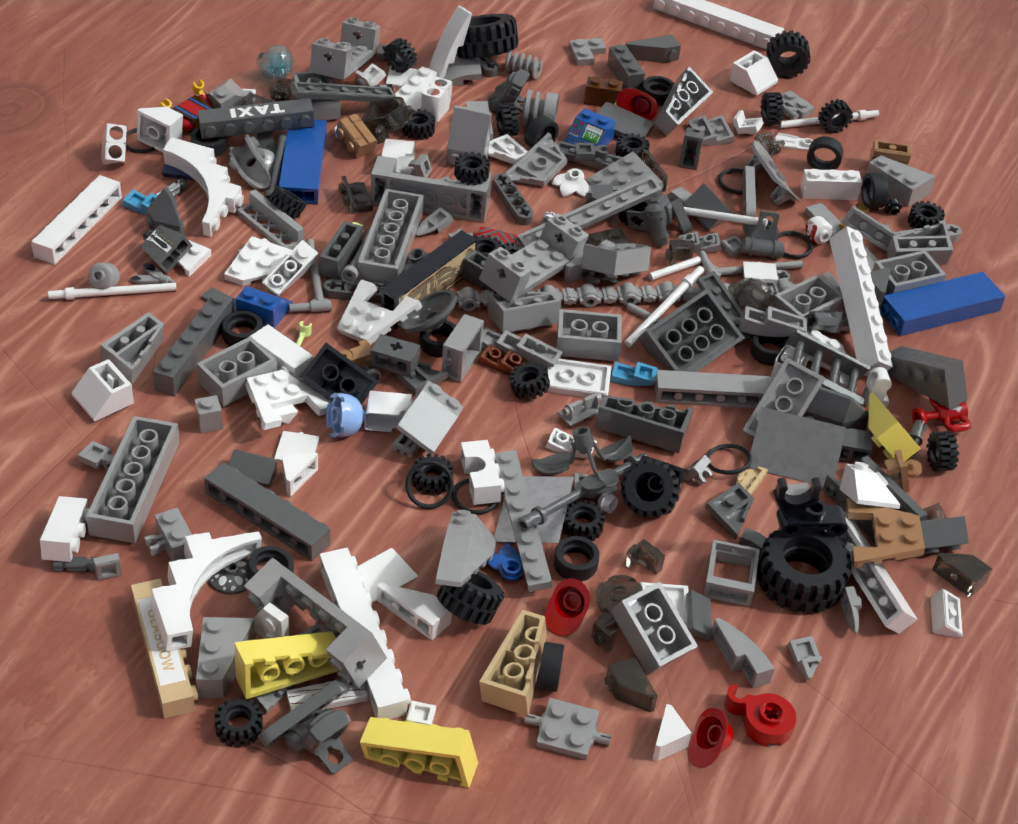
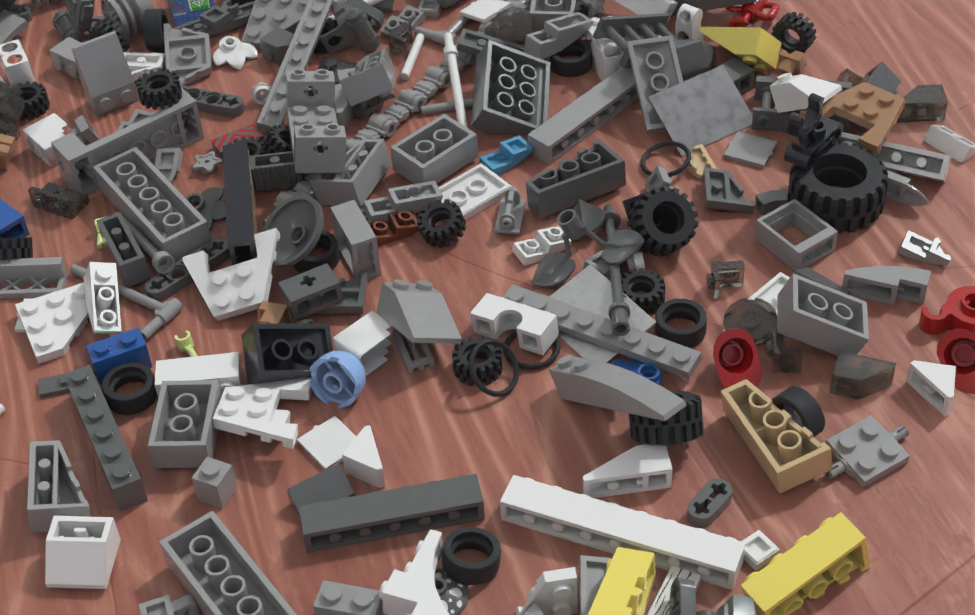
camera: 40 degrees left, 0 degrees up
(352, 653) = (520, 547): light grey plate -> none
(386, 569) = (558, 467): white sticker -> none
(434, 667) = (705, 499): none -> dark grey beam

